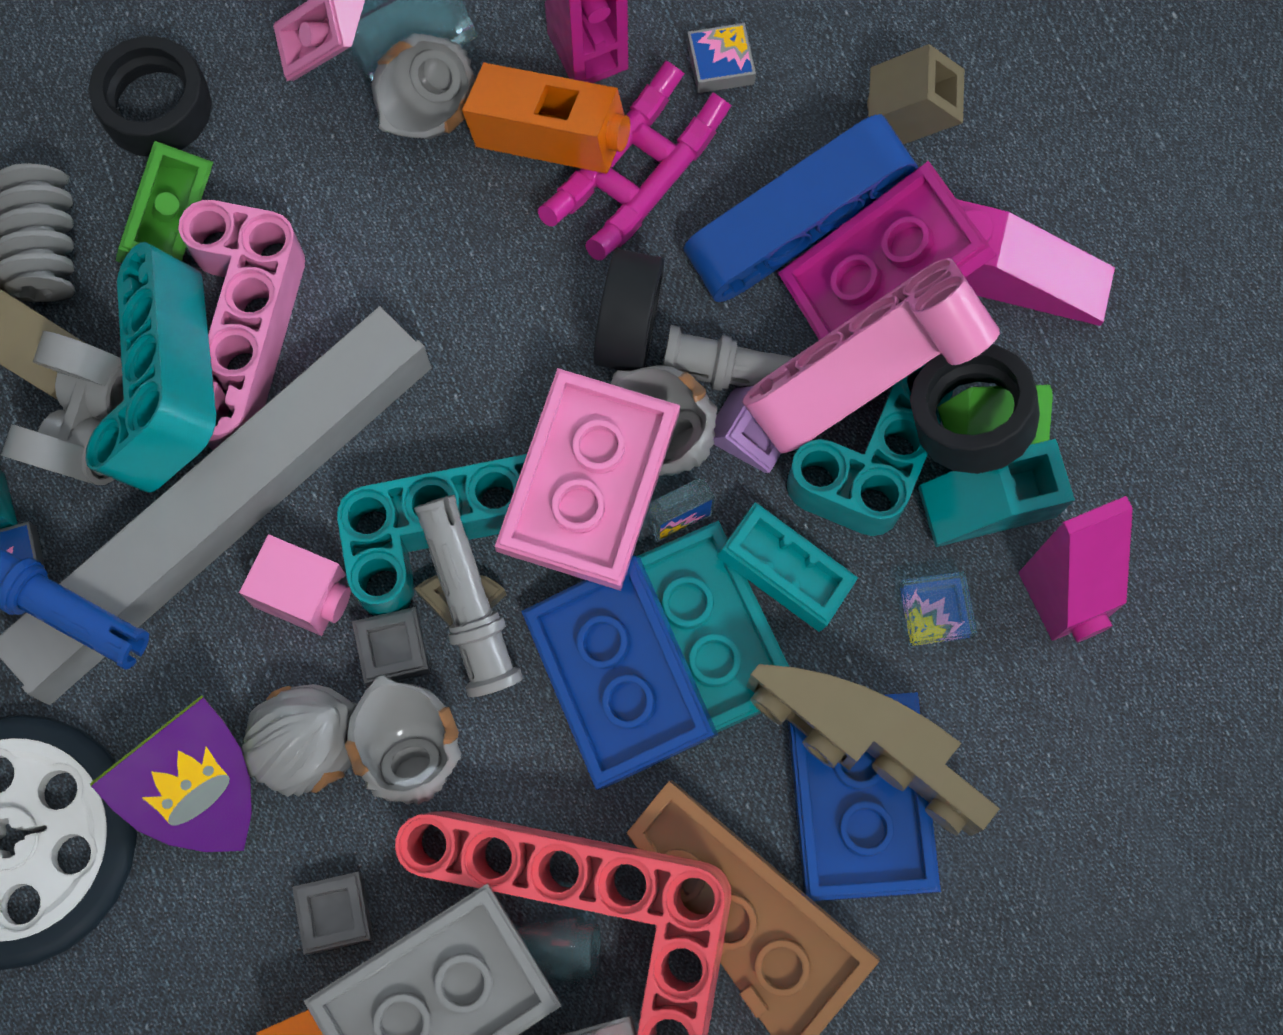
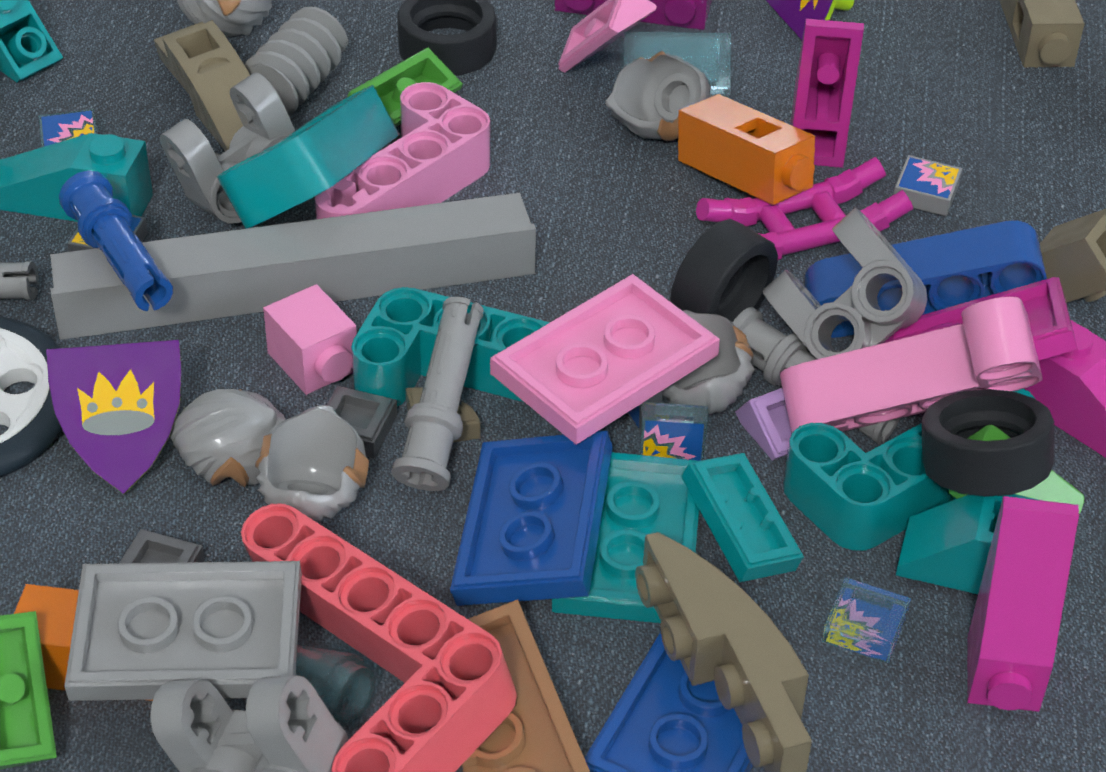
camera: 30 degrees right, 30 degrees down
(729, 313) = (859, 303): none -> light grey piece

